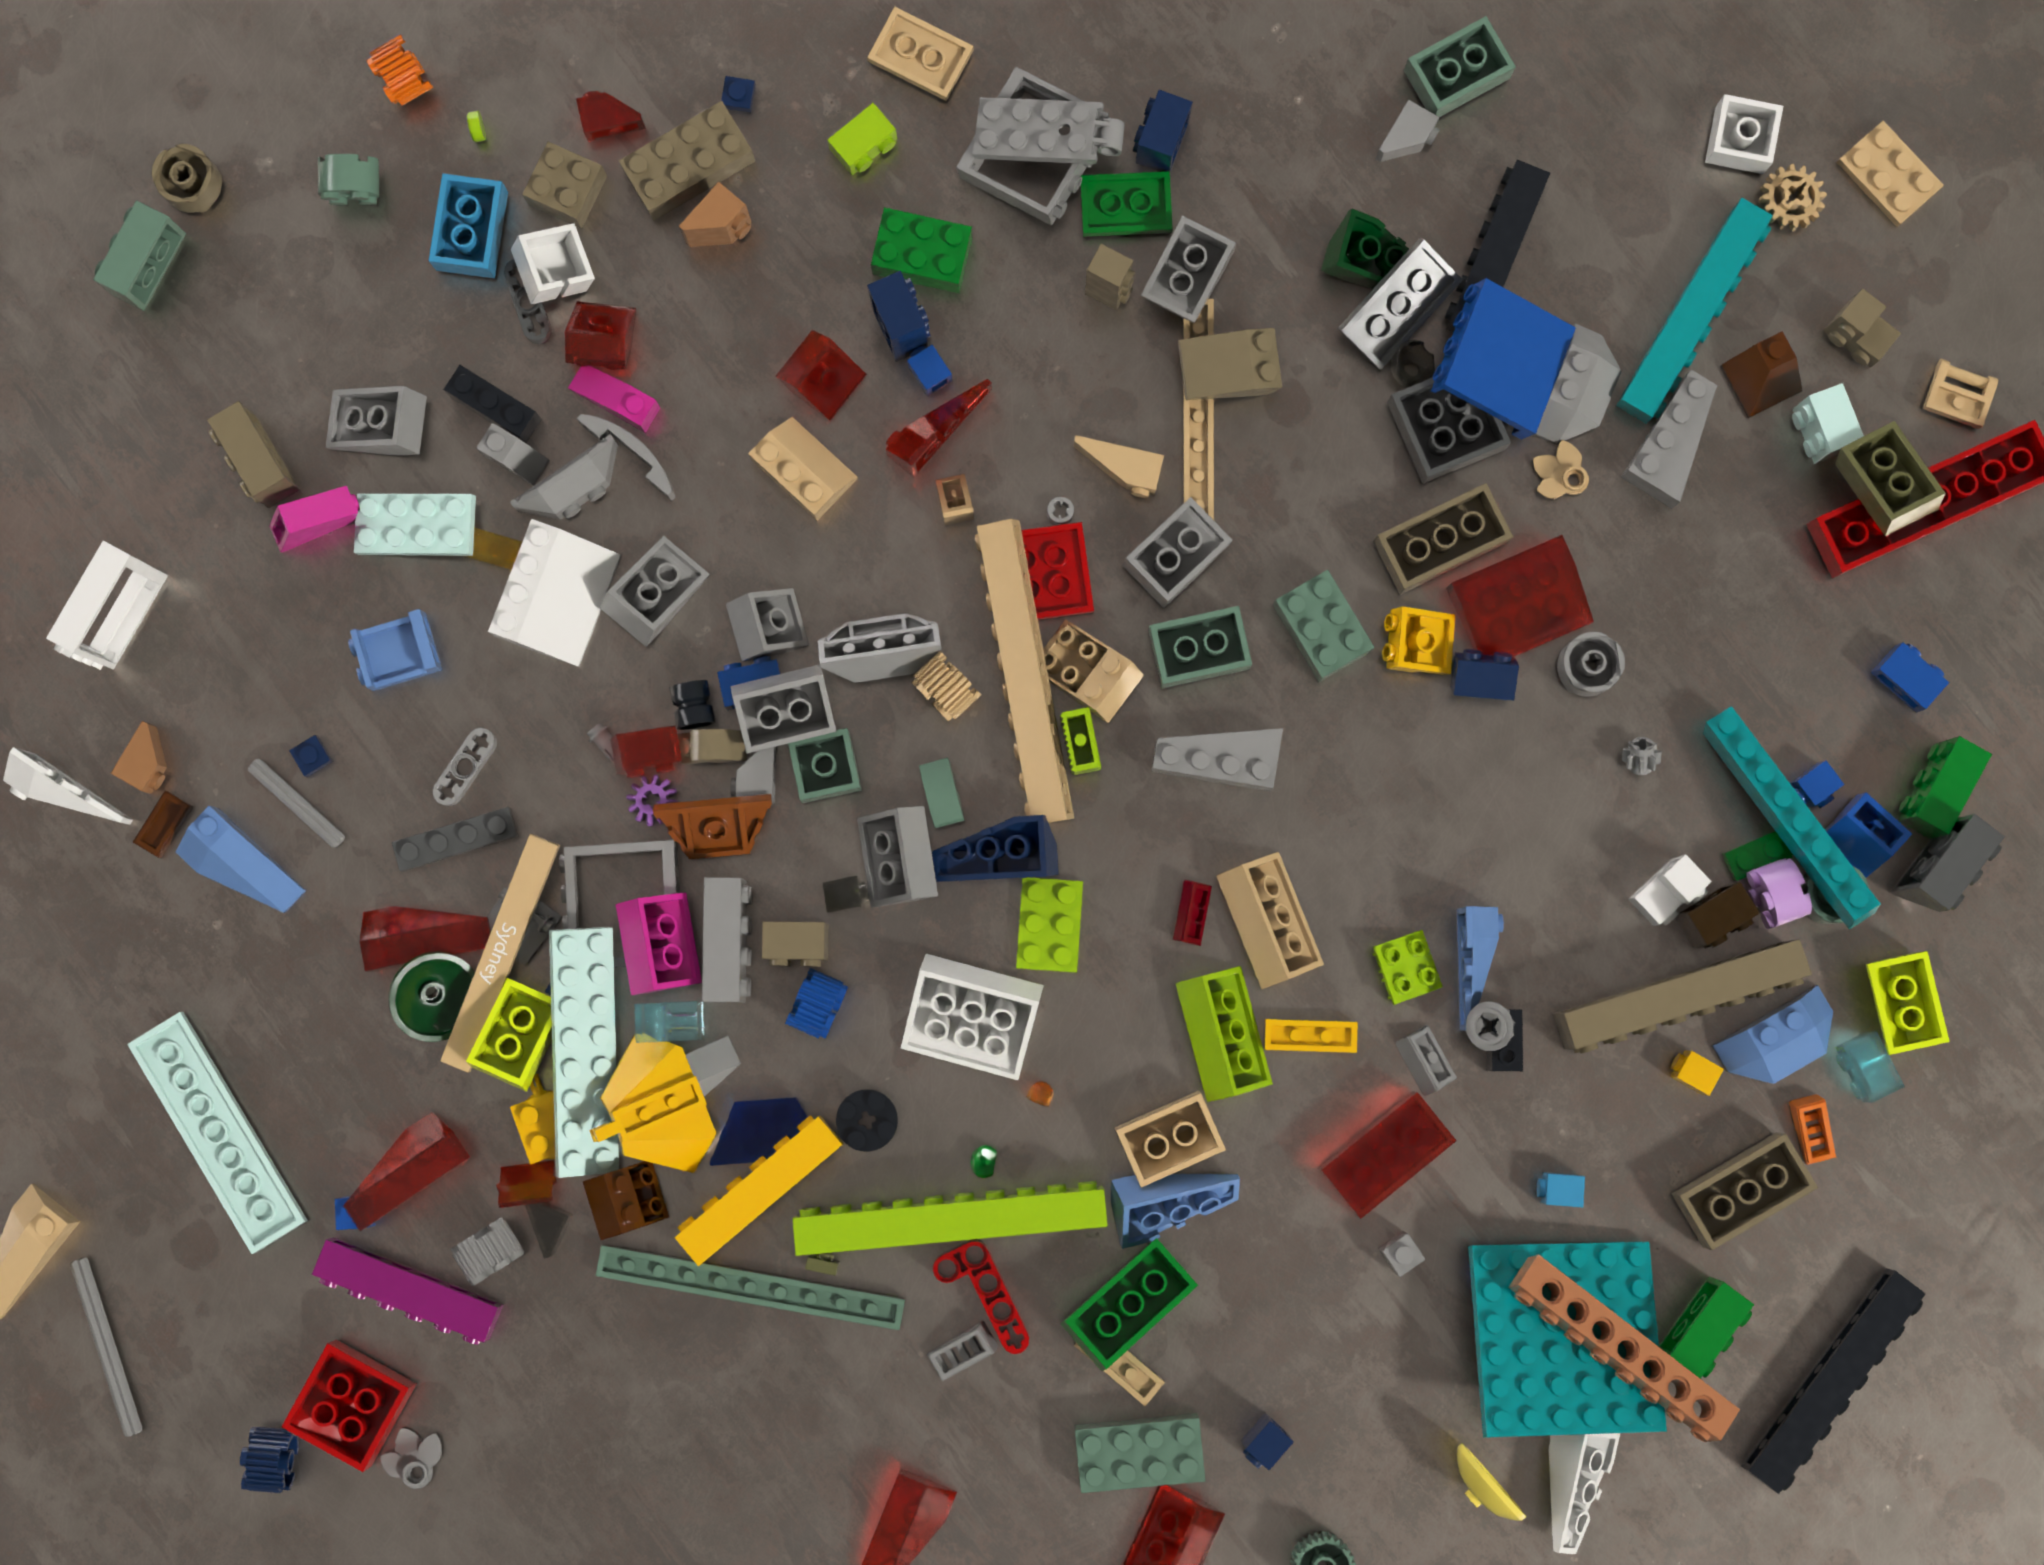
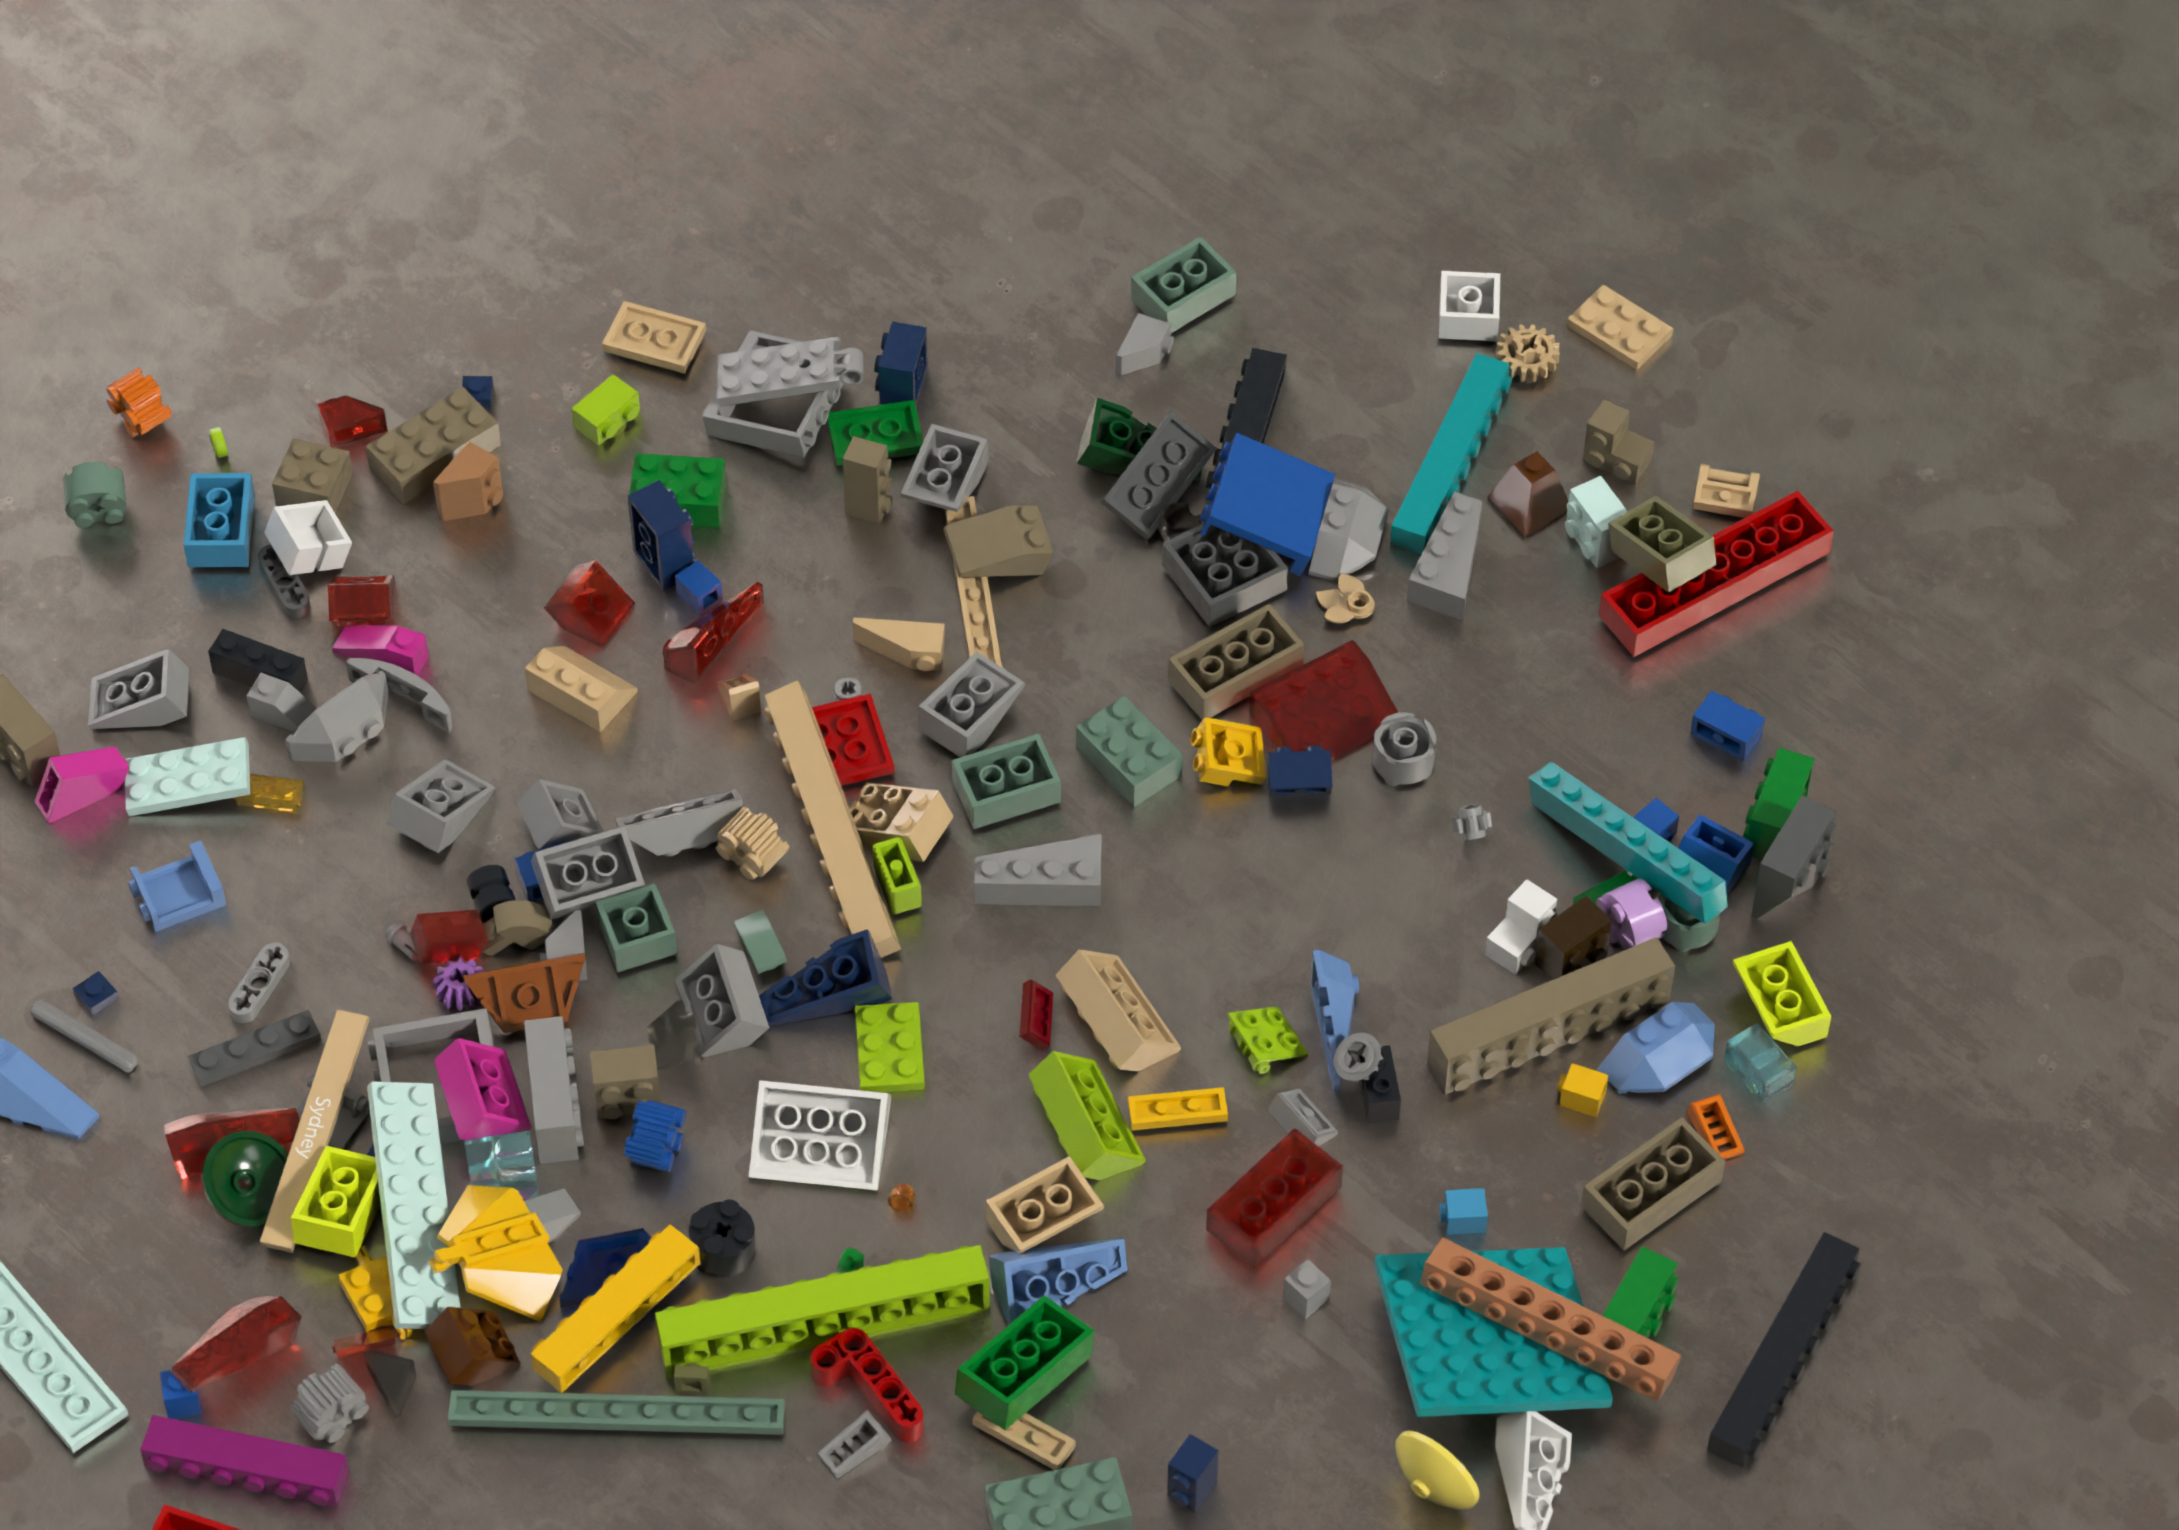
camera: 10 degrees left, 30 degrees down
(554, 593) = (336, 819): white slope -> none

